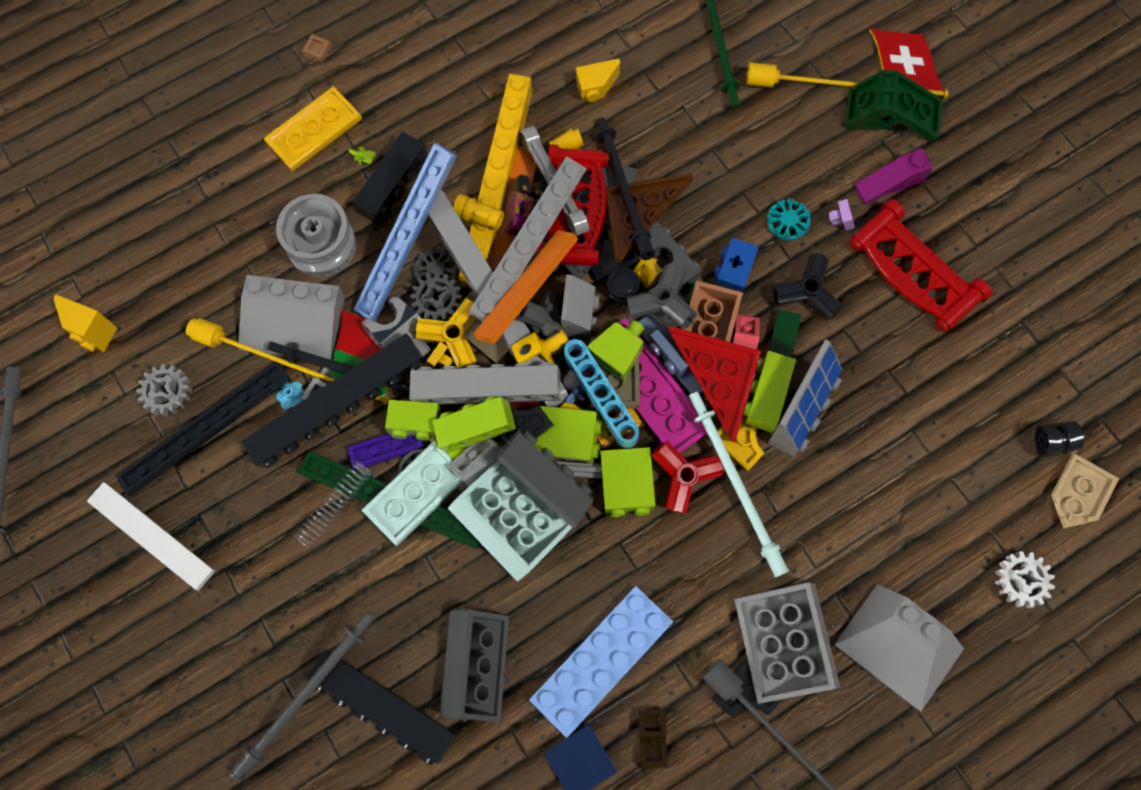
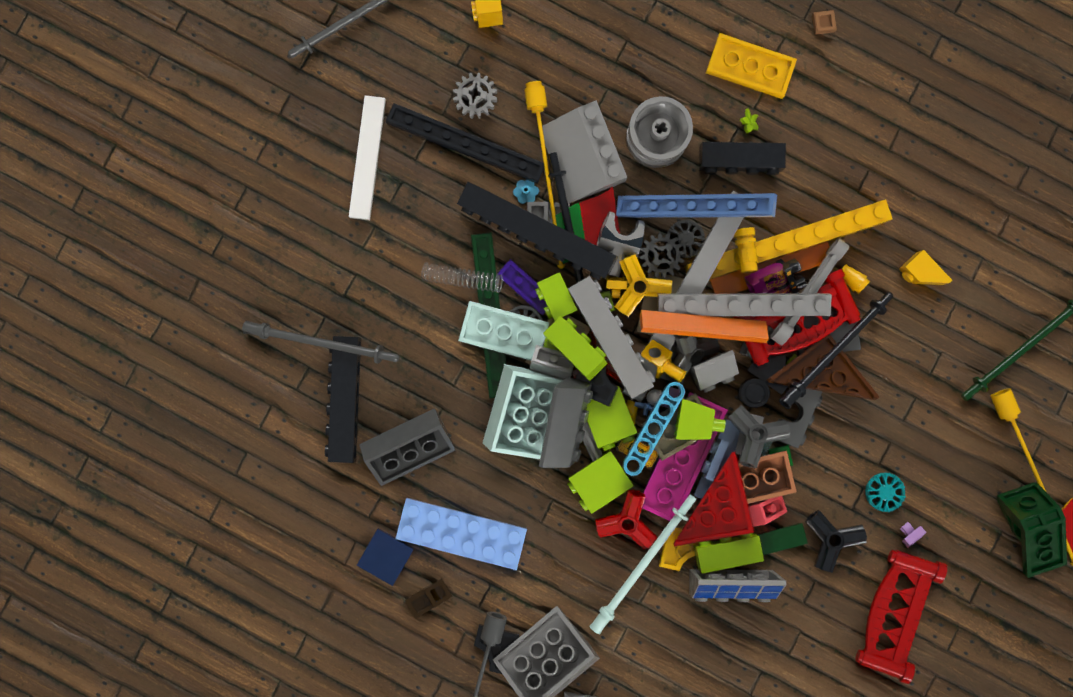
camera: 60 degrees right, 15 degrees up
(648, 272) = (774, 407): yellow tile -> none
(739, 254) = (831, 474): blue brick -> none
(895, 176) = (970, 558): magenta slope -> none

